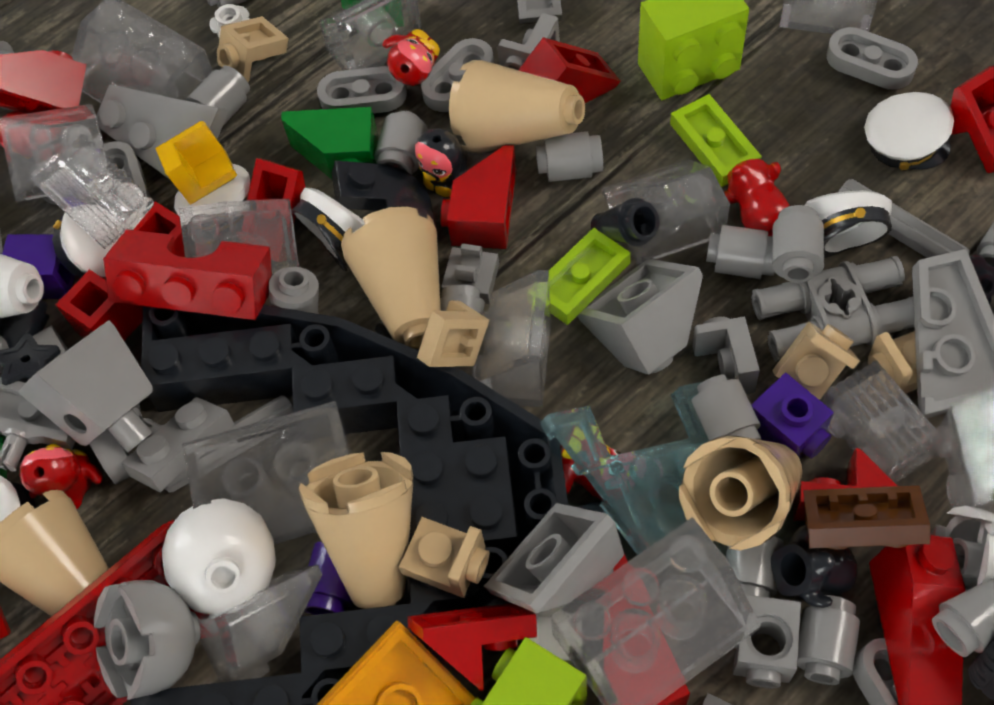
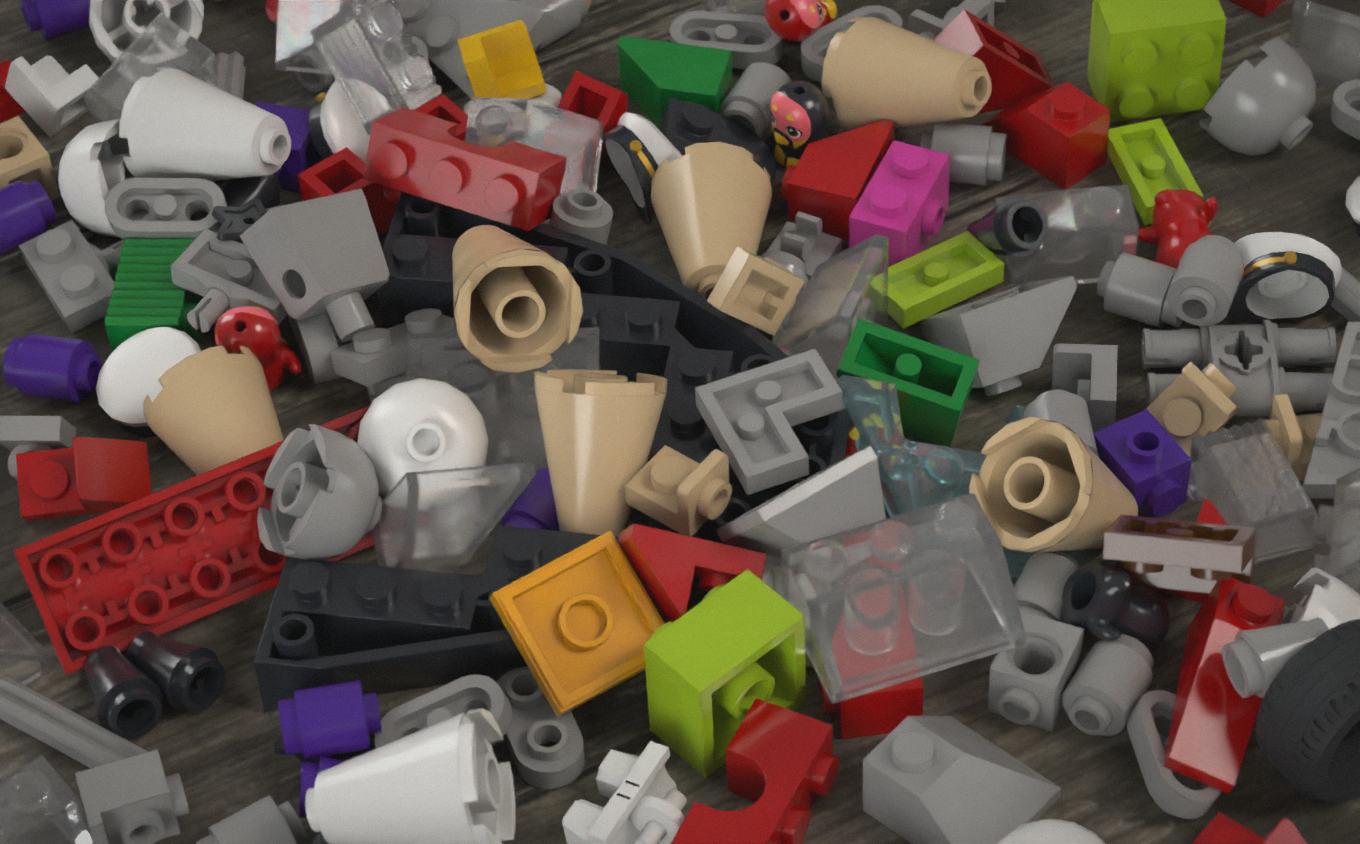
camera: 10 degrees right, 15 degrees down
(256, 404) = (511, 300): none -> tan cone
(485, 465) = (755, 415): none -> light grey plate
(537, 220) = (903, 201): none -> dark pink brick
(609, 386) = (928, 378): none -> green slope
(631, 121) = (1056, 133): none -> red slope
(785, 66) = (1263, 103): none -> light grey cylinder

